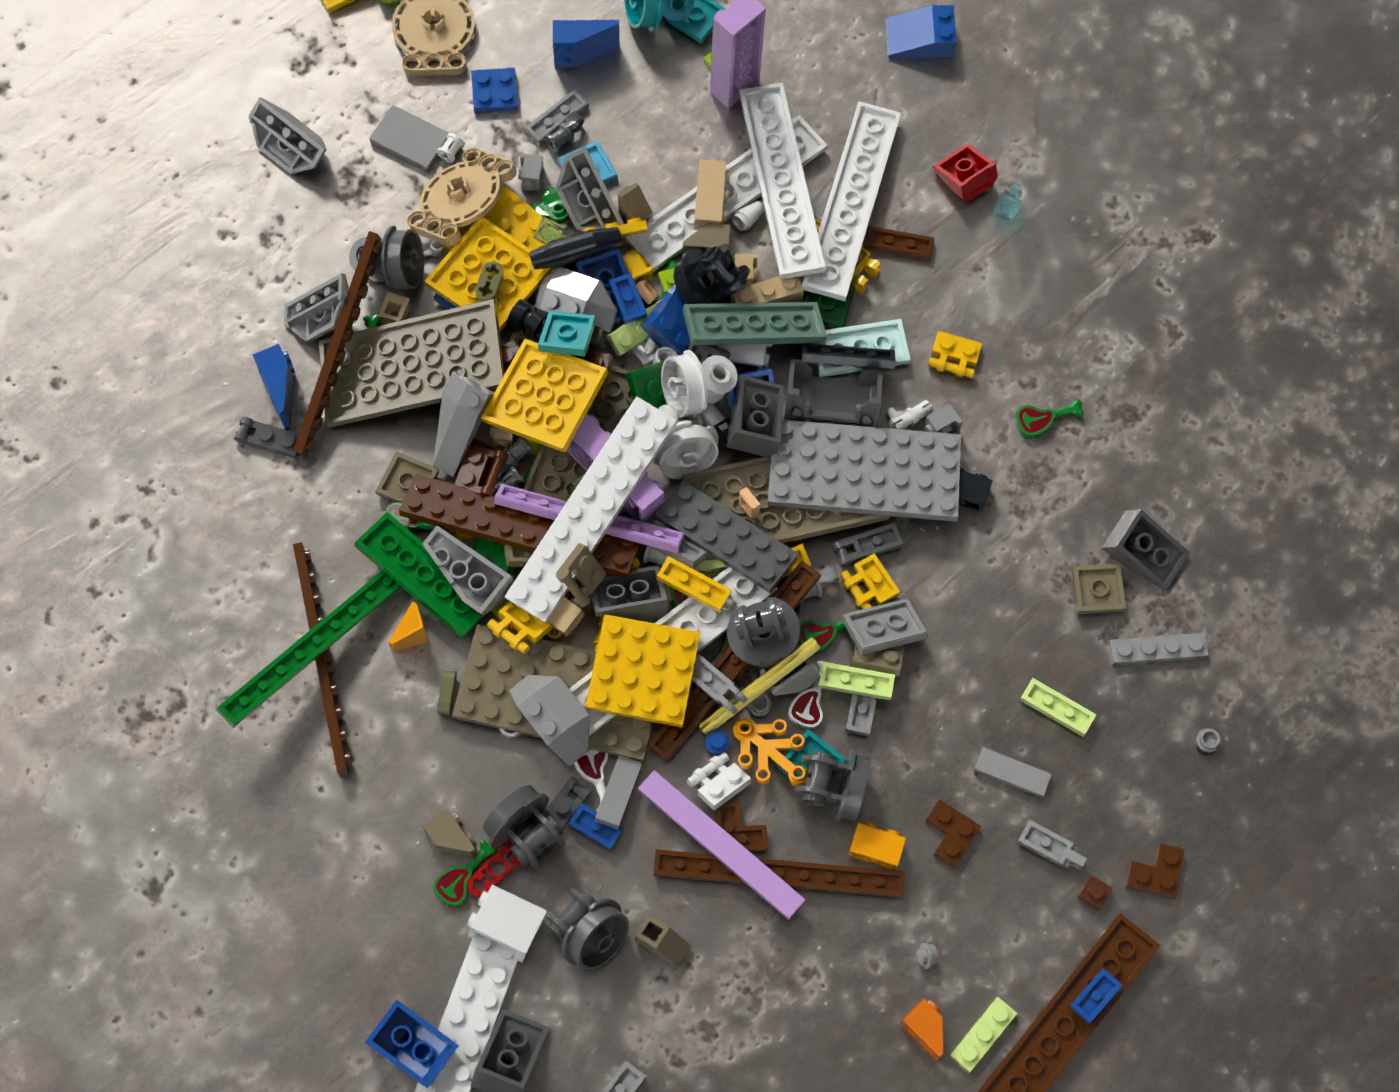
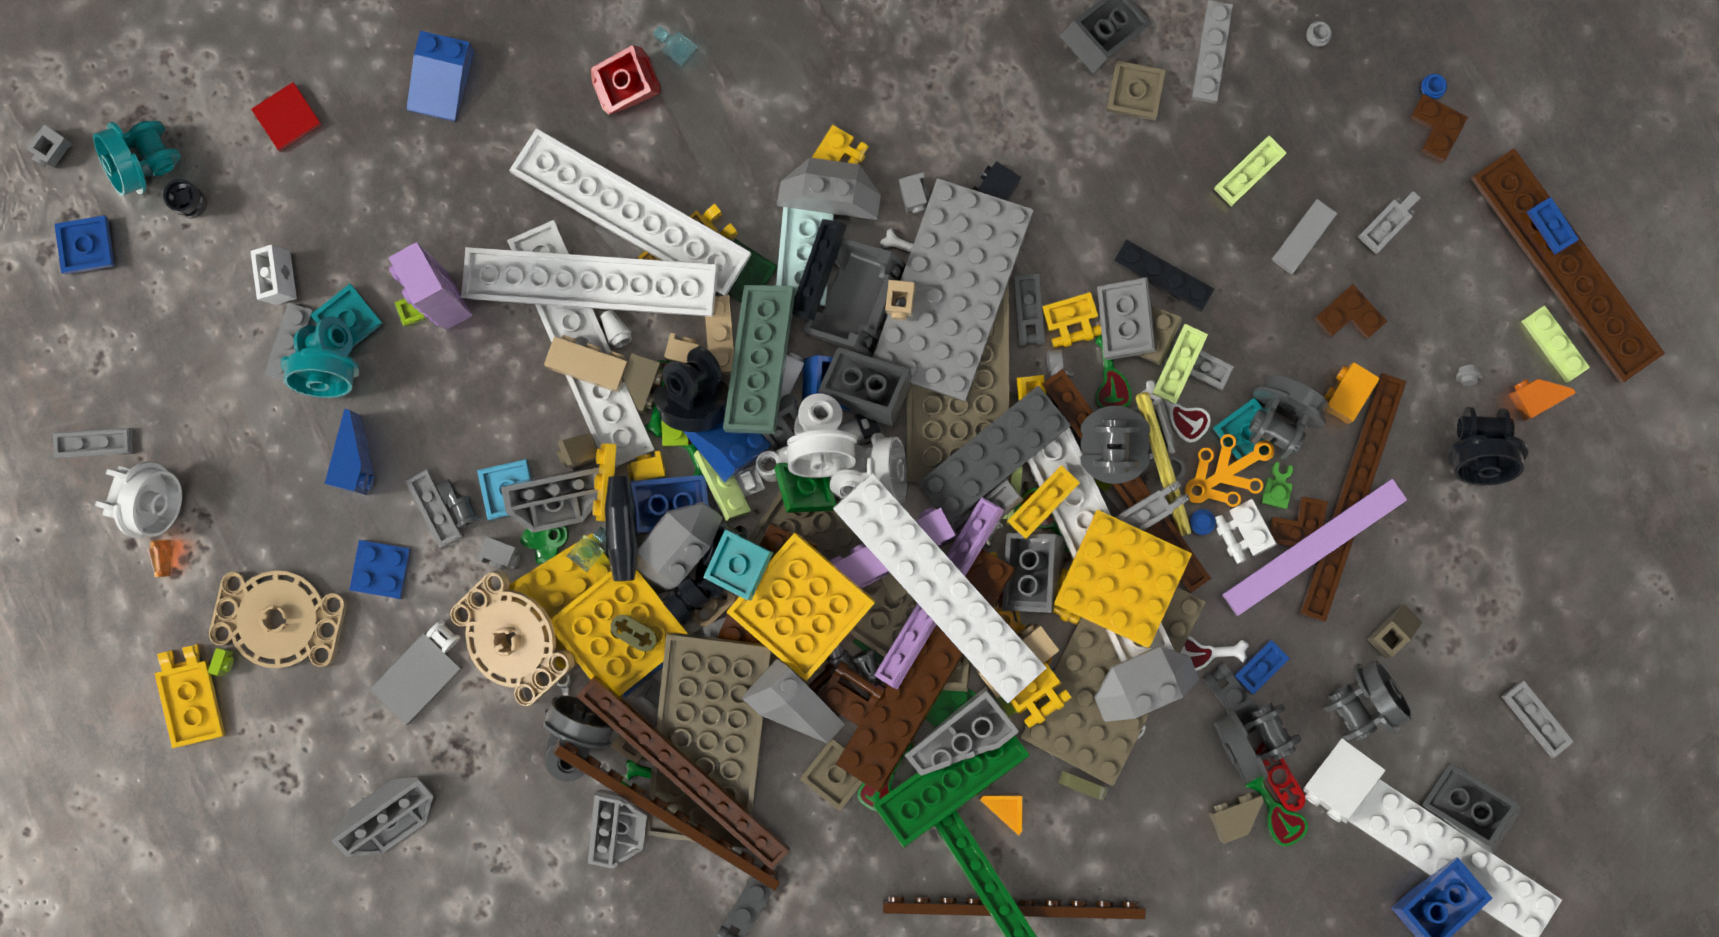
camera: 70 degrees left, 15 degrees up
(276, 372) = (688, 890): blue slope -> none
(378, 349) = (683, 772): none -> reddish brown plate
(586, 570) = (1003, 611): dark tan plate -> none
(618, 792) = (1233, 635): light grey tile -> none
(627, 298) = (691, 487): blue plate -> none
(647, 292) = (680, 464): light nougat tile -> none
(749, 503) = (964, 420): light nougat tile -> none
(764, 804) = (1276, 490): none -> bright green plate
(841, 423) = (896, 291): none -> tan brick
(858, 981) = (1487, 449): none -> black piece
(899, 243) = (690, 175): reddish brown tile -> none
(911, 416) = (898, 224): white pin -> none
(923, 353) = (830, 189): none -> light grey wedge
(936, 655) = (1163, 275): none -> black plate
(1035, 422) = (935, 97): green piece -> none
(1095, 892) = (1443, 194): copper plate -> none
(1195, 858) = (1434, 86): none -> blue plate

